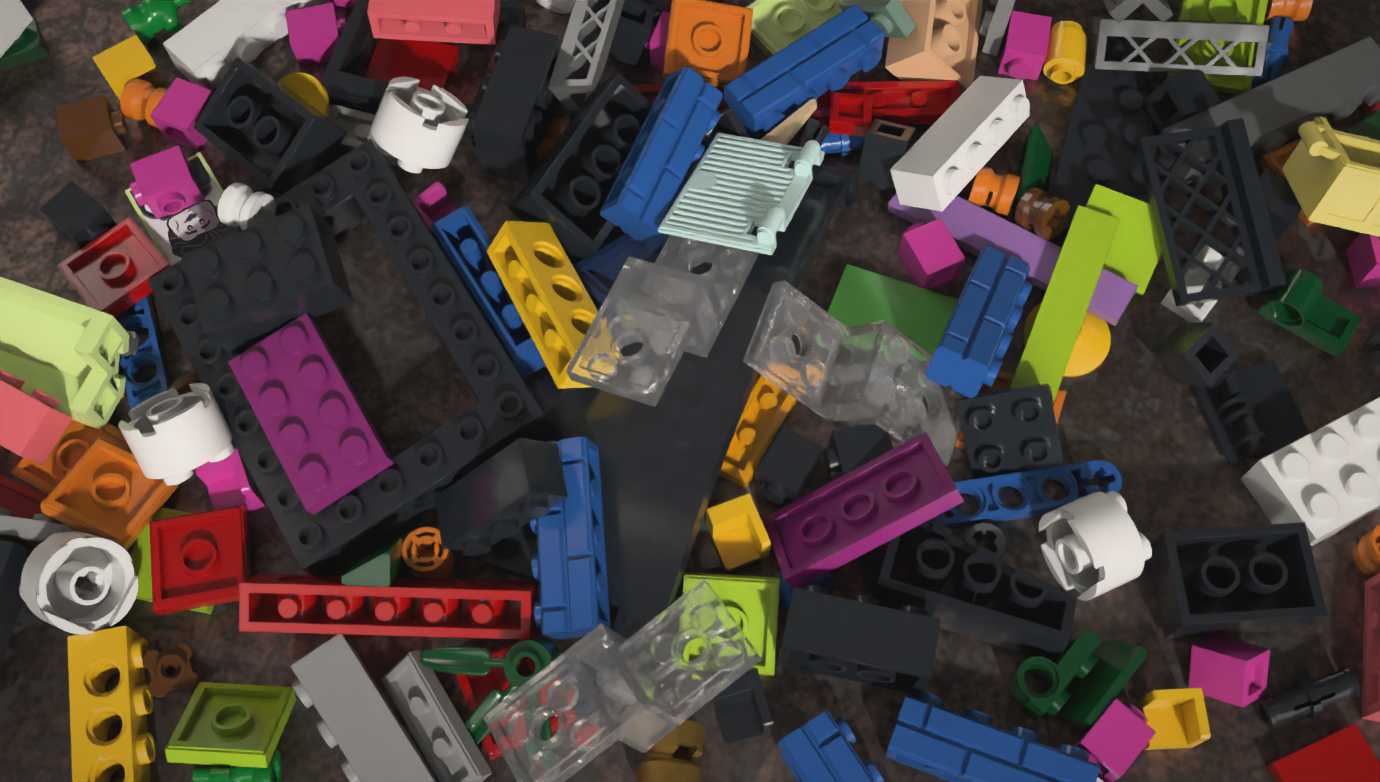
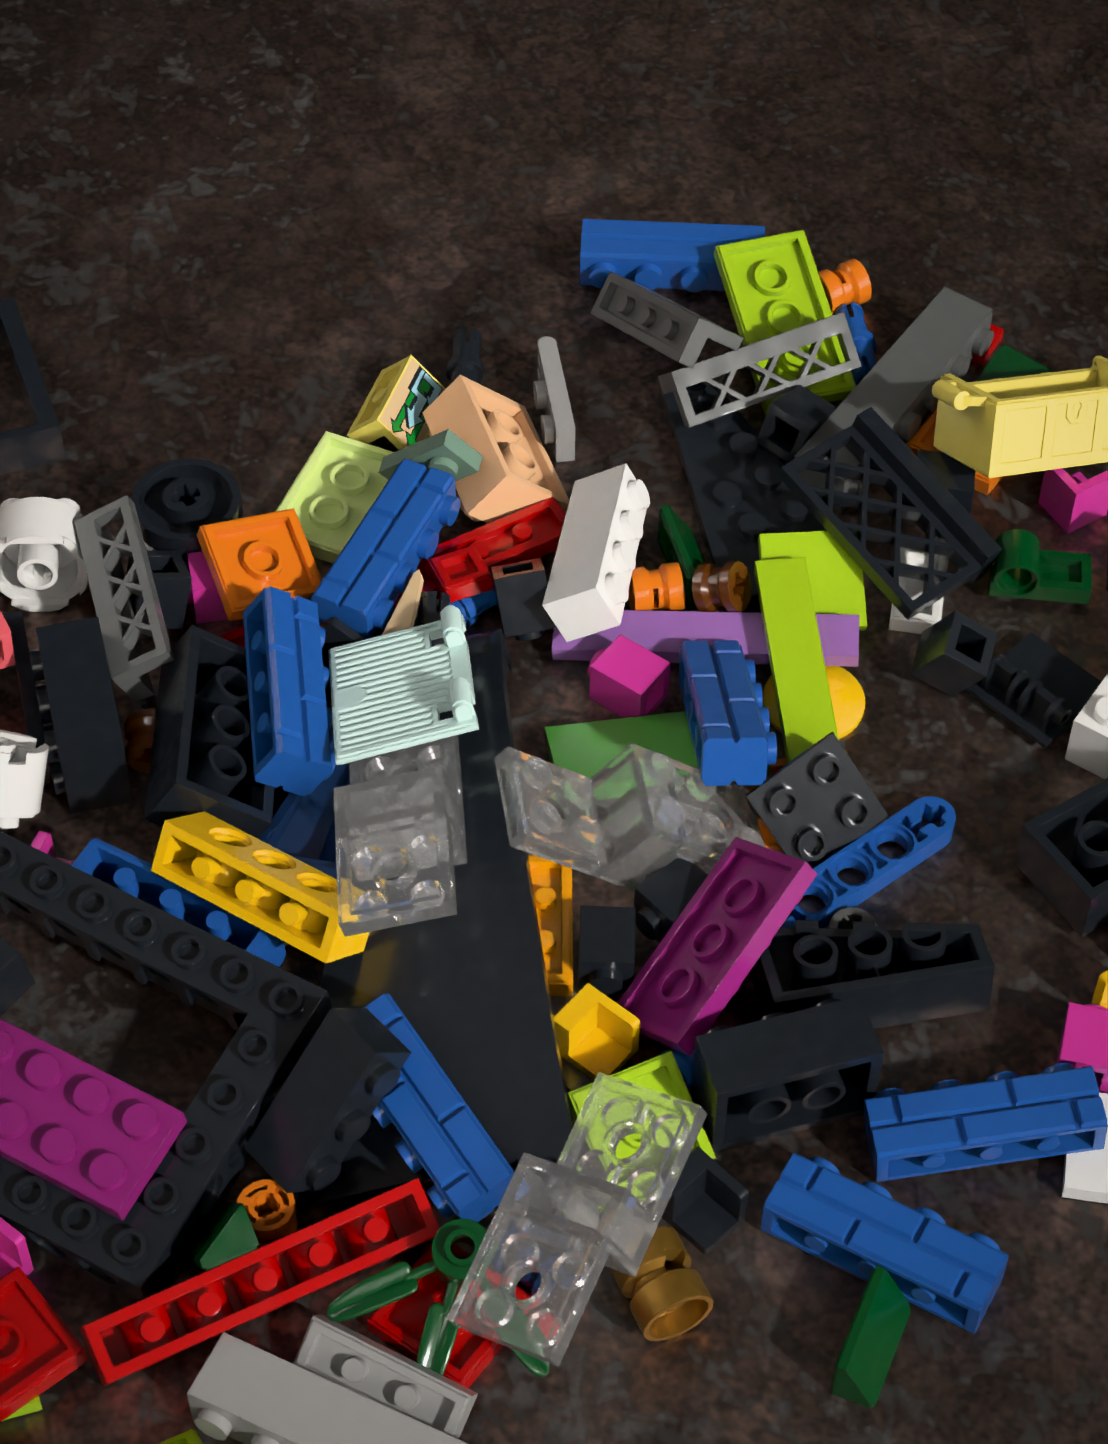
camera: 30 degrees left, 15 degrees down
(1024, 45) = (601, 434): dark pink brick -> none
(1065, 52) = (647, 425): yellow brick -> none
(1075, 661) = (995, 1019): dark green plate -> none
(1093, 544) = (962, 871): white brick -> none
(1101, 685) = (1044, 1008): dark green slope -> none

